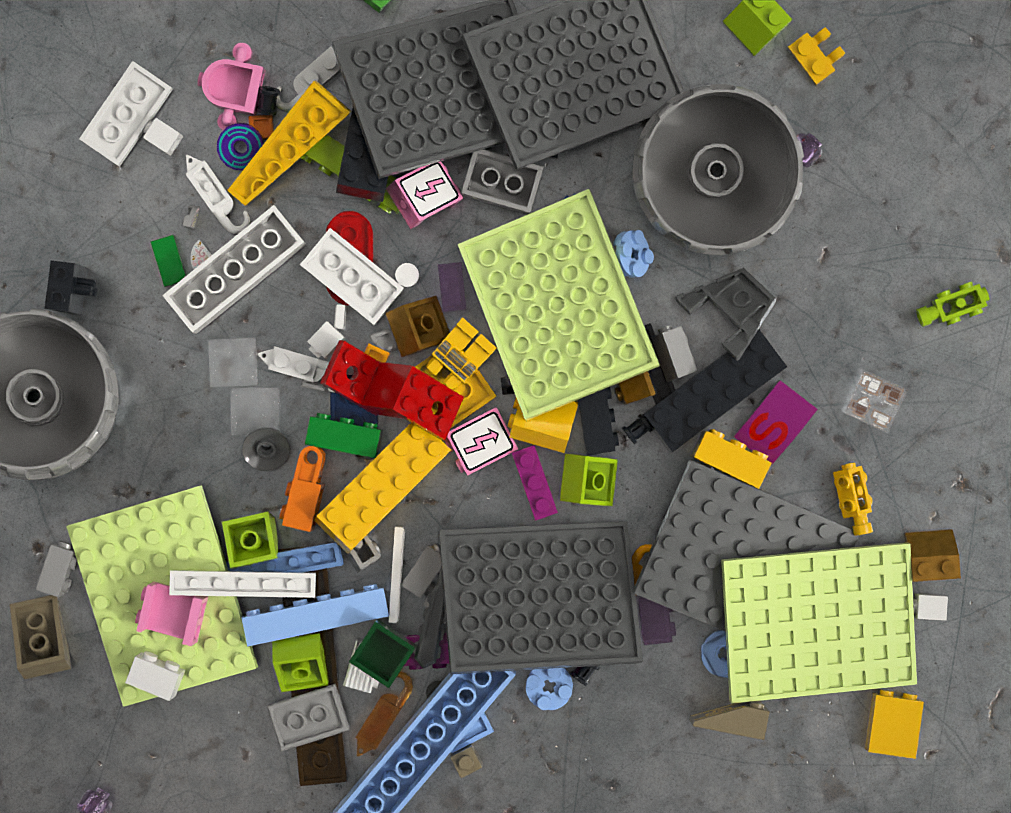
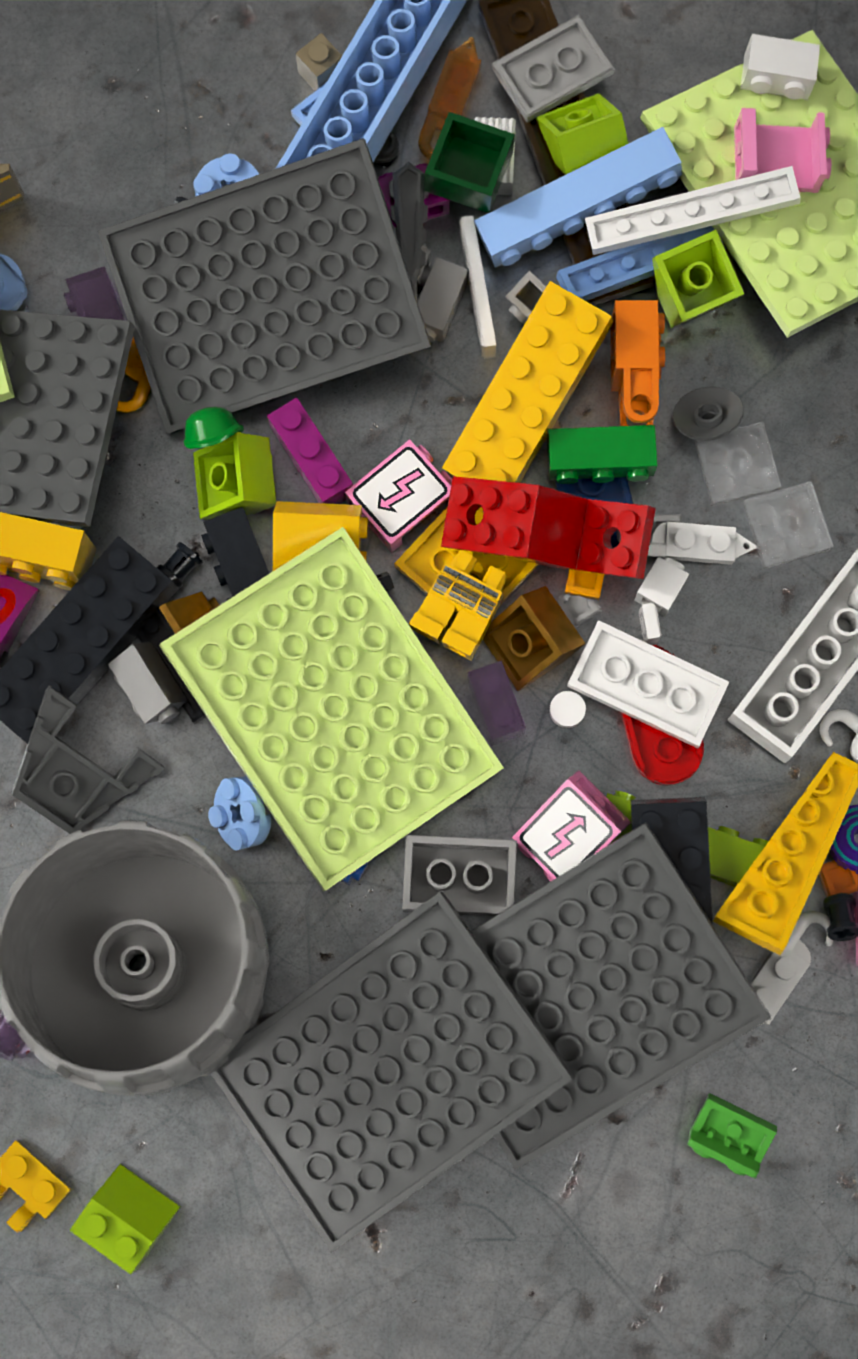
camera: 170 degrees right, 10 degrees down
(597, 511) = (210, 427): none -> green helmet

